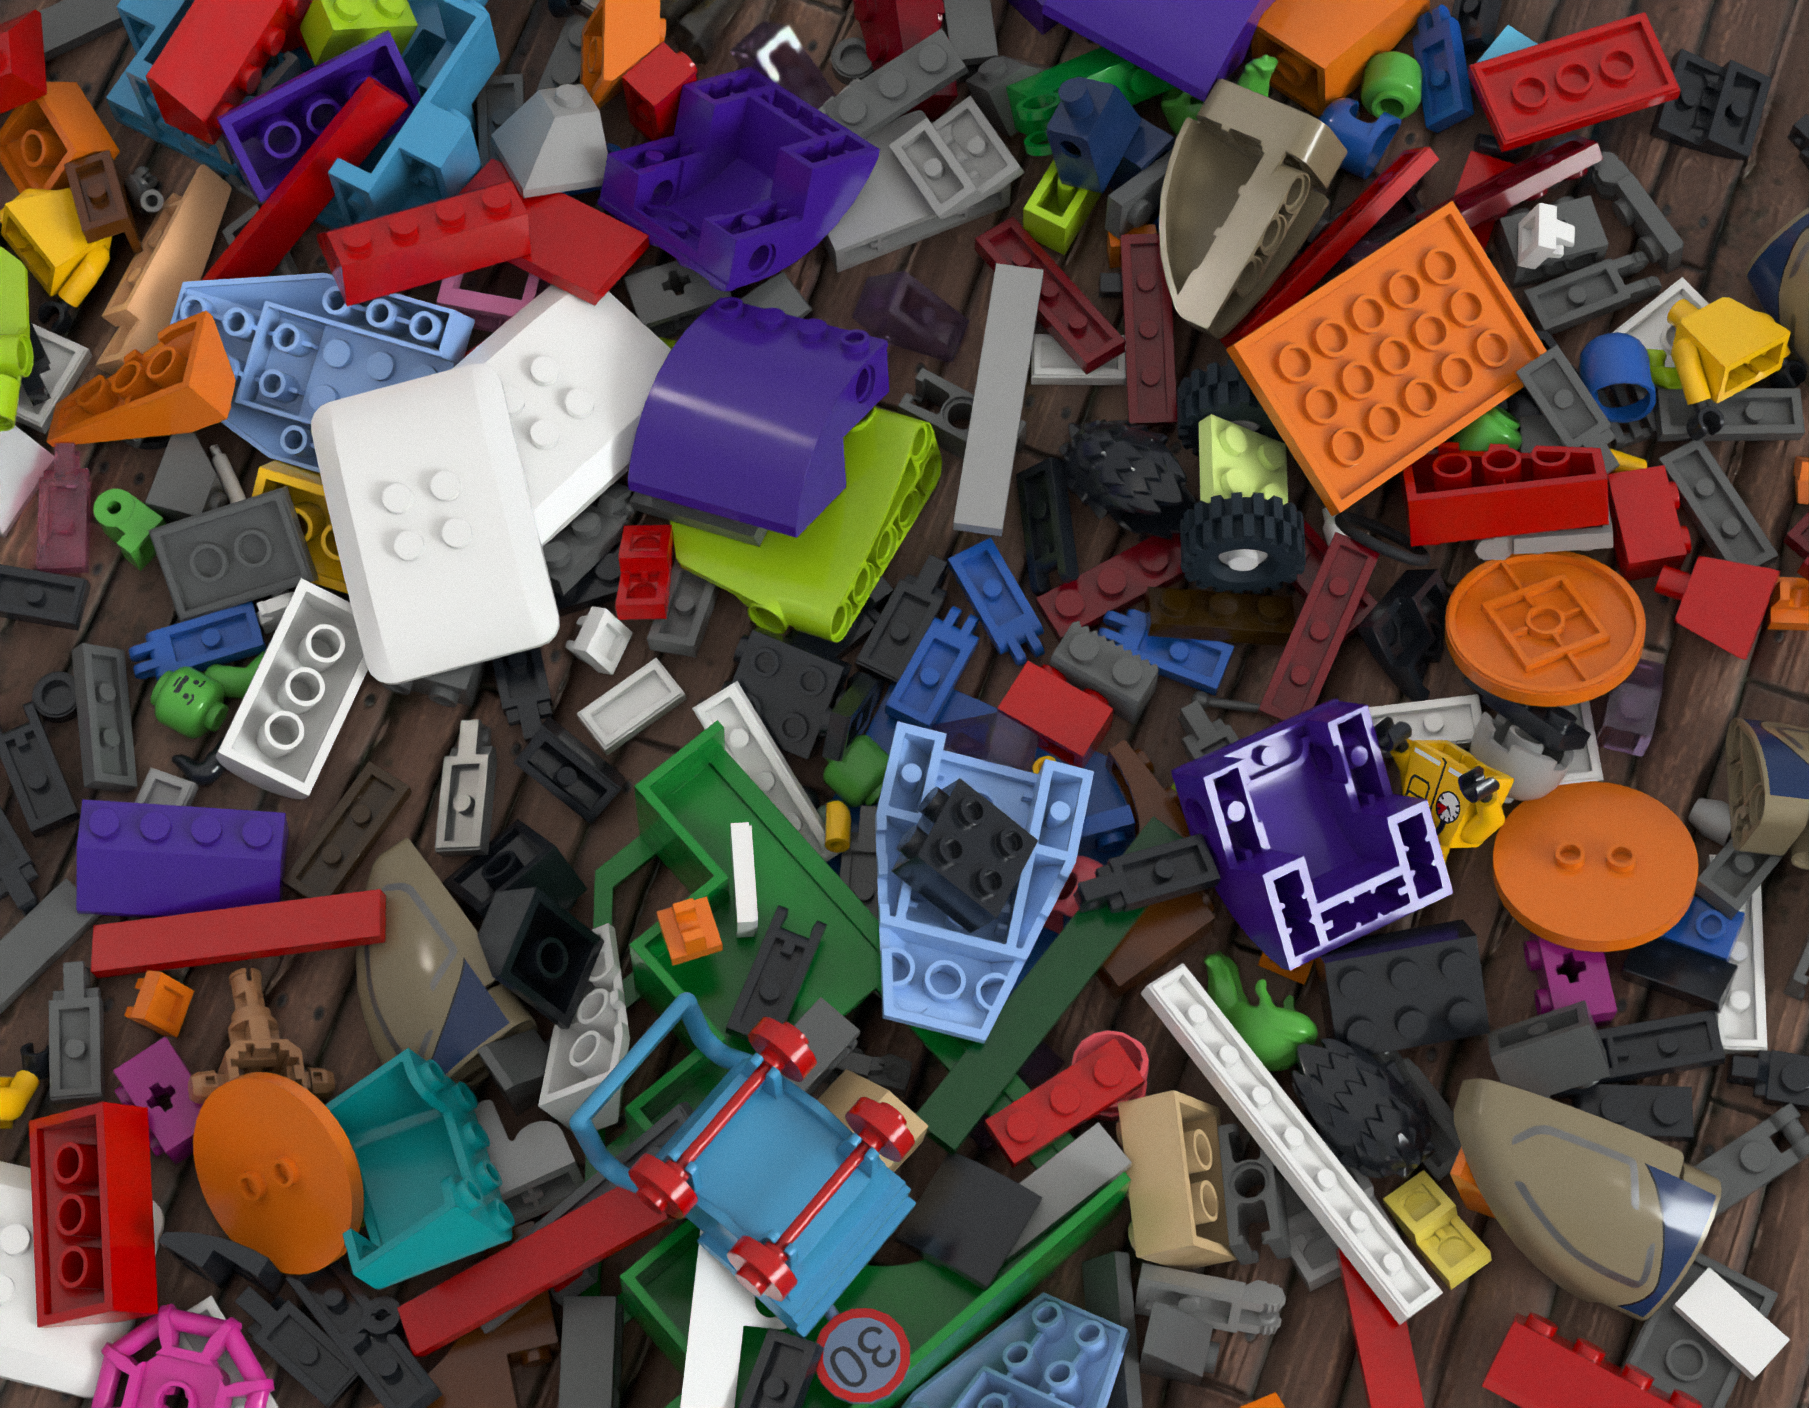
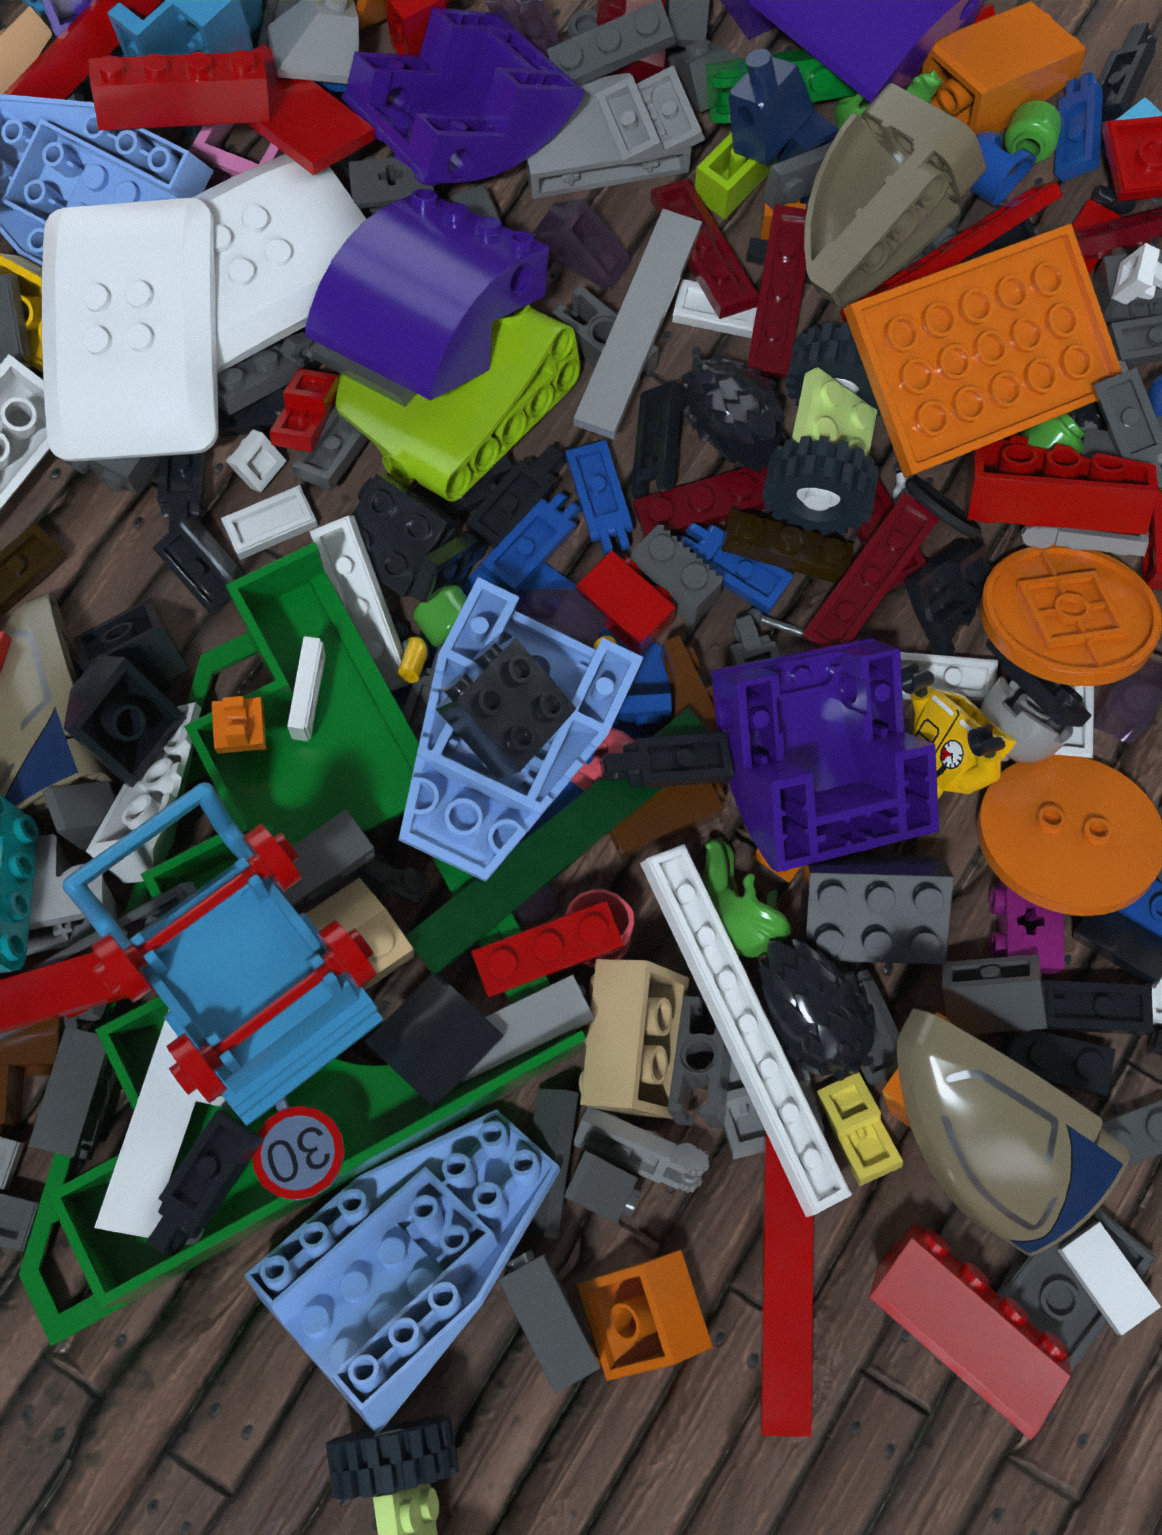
camera: 10 degrees right, 5 degrees up
(467, 793) = (111, 566): hinge -> none
(775, 975) = (312, 785): black hinge -> none

